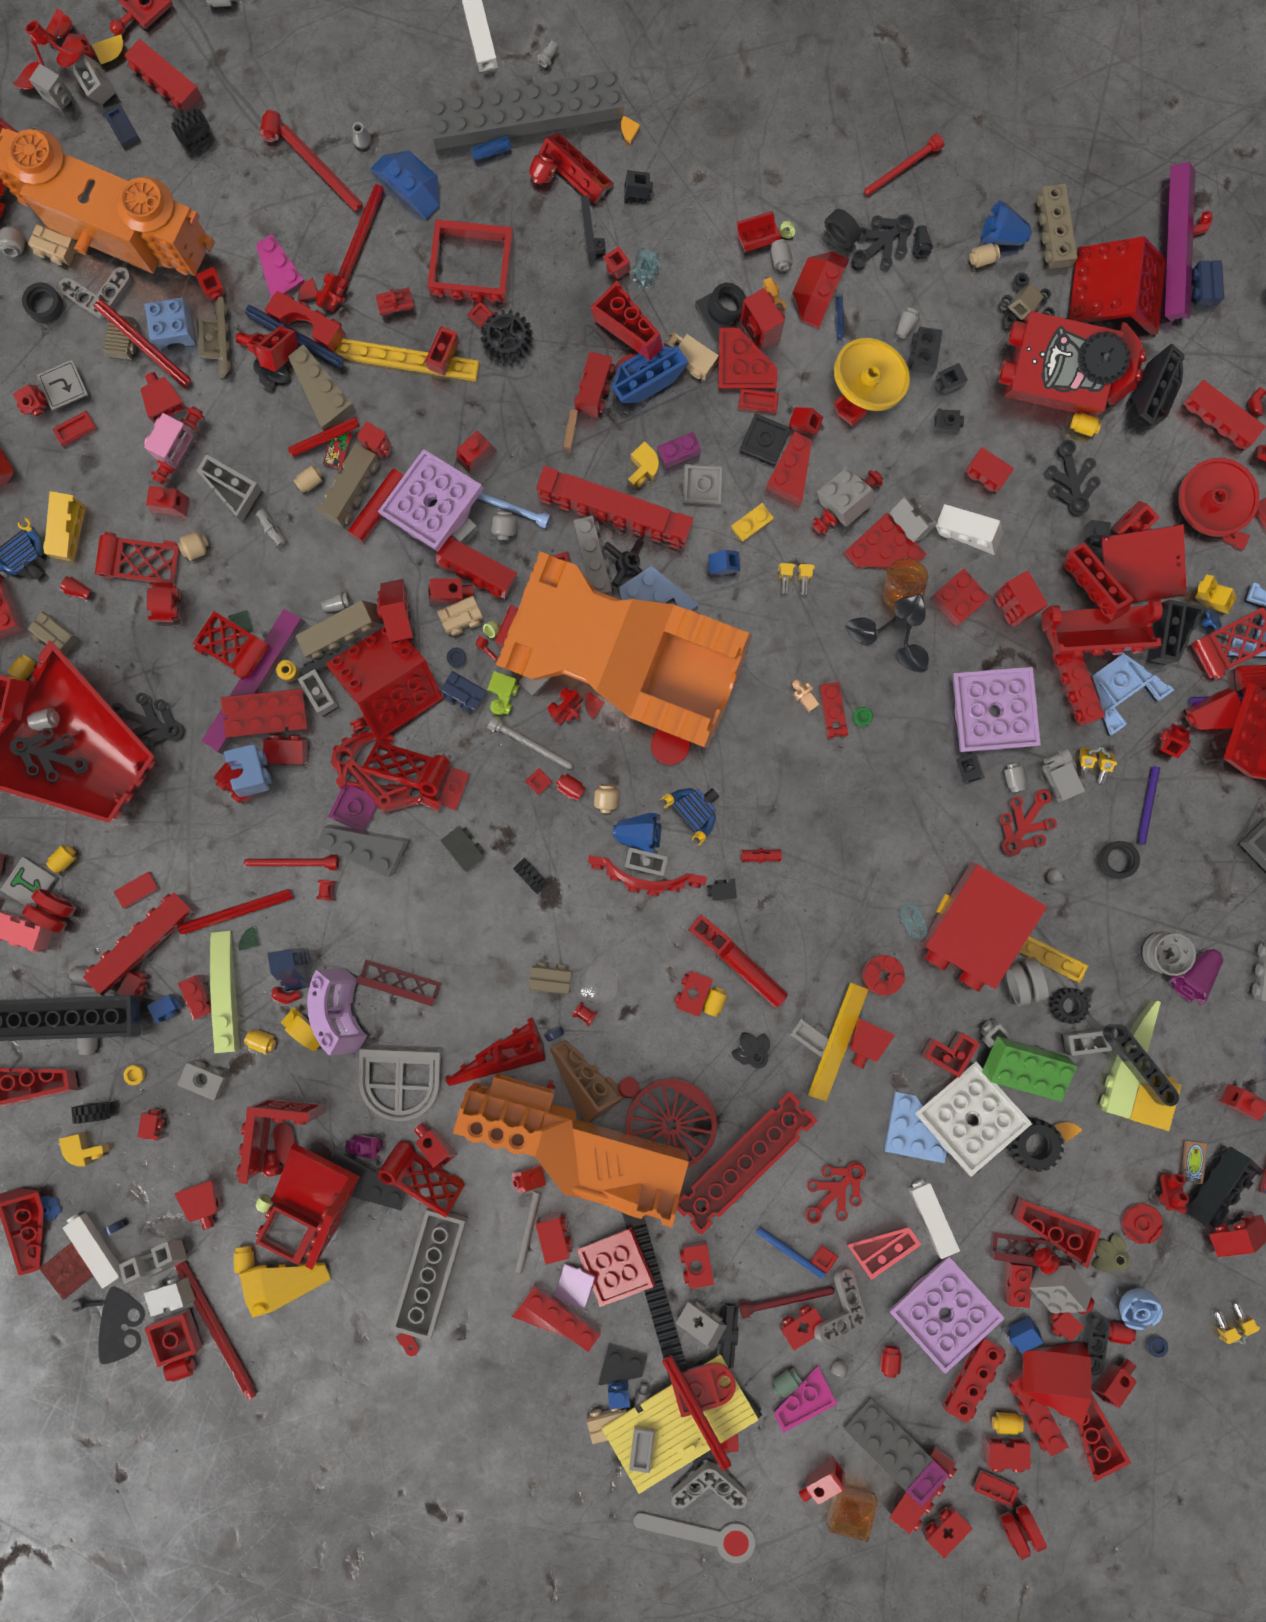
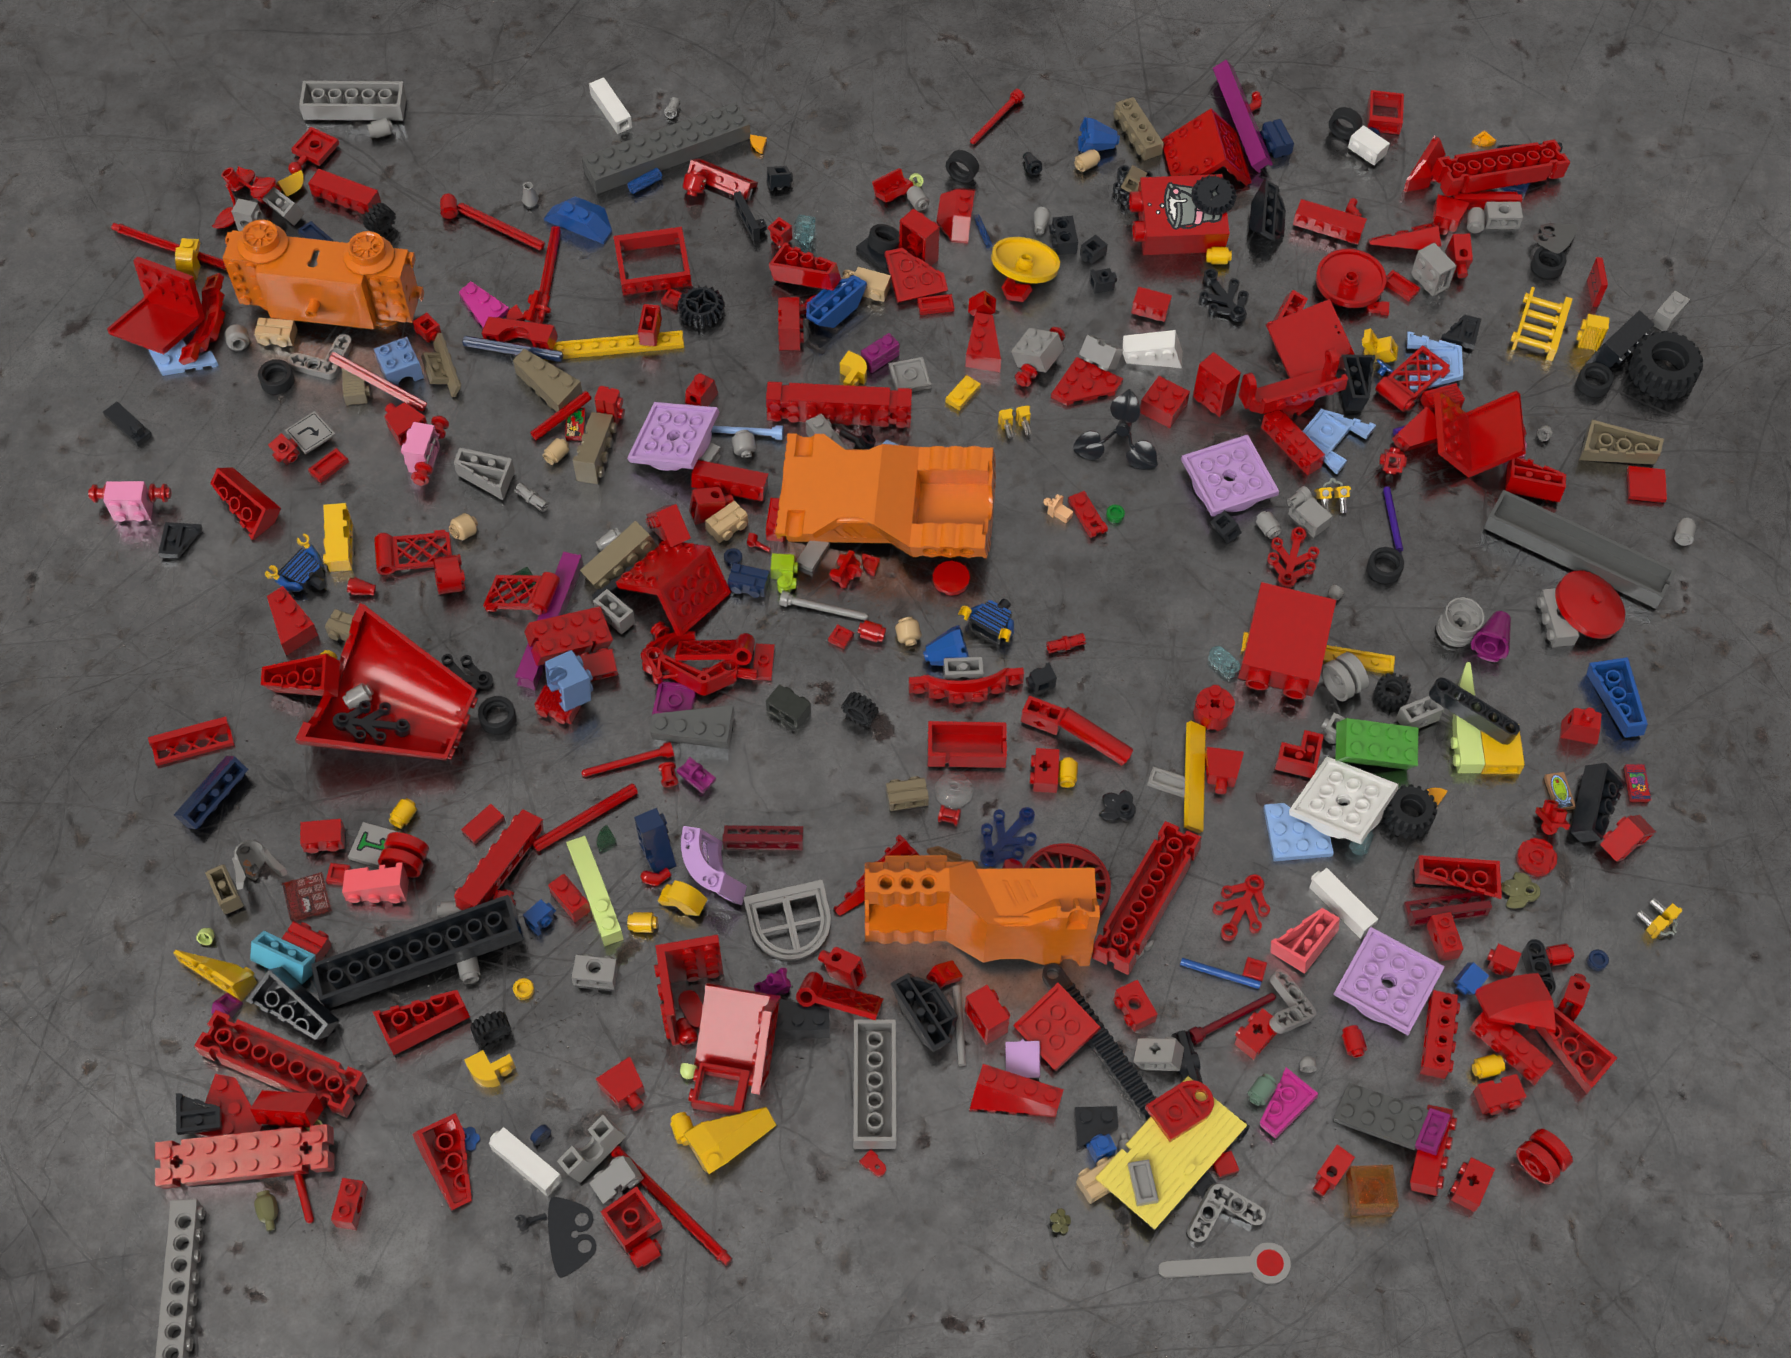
camera: 20 degrees left, 25 degrees down
(66, 1271) = (502, 1193): clear red tile -> none
(151, 1125) = (554, 1027): red brick -> none
(161, 771) = (493, 702): none -> black tyre
(164, 500) = (430, 496): red torso -> none
(268, 377) = (498, 379): black plate -> none
(270, 348) = (496, 359): red brick -> none
(293, 673) = (580, 600): yellow brick -> none
(351, 901) = (696, 775): none -> magenta hips
(369, 516) = (621, 466): red brick -> none
(394, 301) = (594, 303): red hips -> none
(491, 629) = (758, 526): yellowish green hinge -> none
(499, 1217) = (926, 1010): none -> black wedge
(554, 1033) = (925, 839): dark blue tile -> none
(558, 1450) = (1060, 1221): none -> olive plant
(571, 431) = (780, 361): medium nougat tile -> none
(624, 945) = (967, 744): none -> red piece
(631, 1053) = (1007, 838): none -> clear blue plant
(696, 1413) = (1184, 1127): red axle -> none
(720, 562) = (949, 424): blue brick -> none
(765, 438) = (951, 328): black plate -> none
(884, 238) = (1011, 156): black plant -> none
(904, 579) = (1105, 392): clear orange wheel -> none
(996, 1488) = (1502, 1131): red plate -> none
(1059, 1286) = (1484, 919): light grey brick -> none
(1095, 531) = (1258, 328): black brick -> none
(1097, 581) = (1276, 357): red brick -> none
(1130, 379) = (1239, 214): red wedge -> none
(1140, 1308) = (1566, 923): light blue cylinder -> none

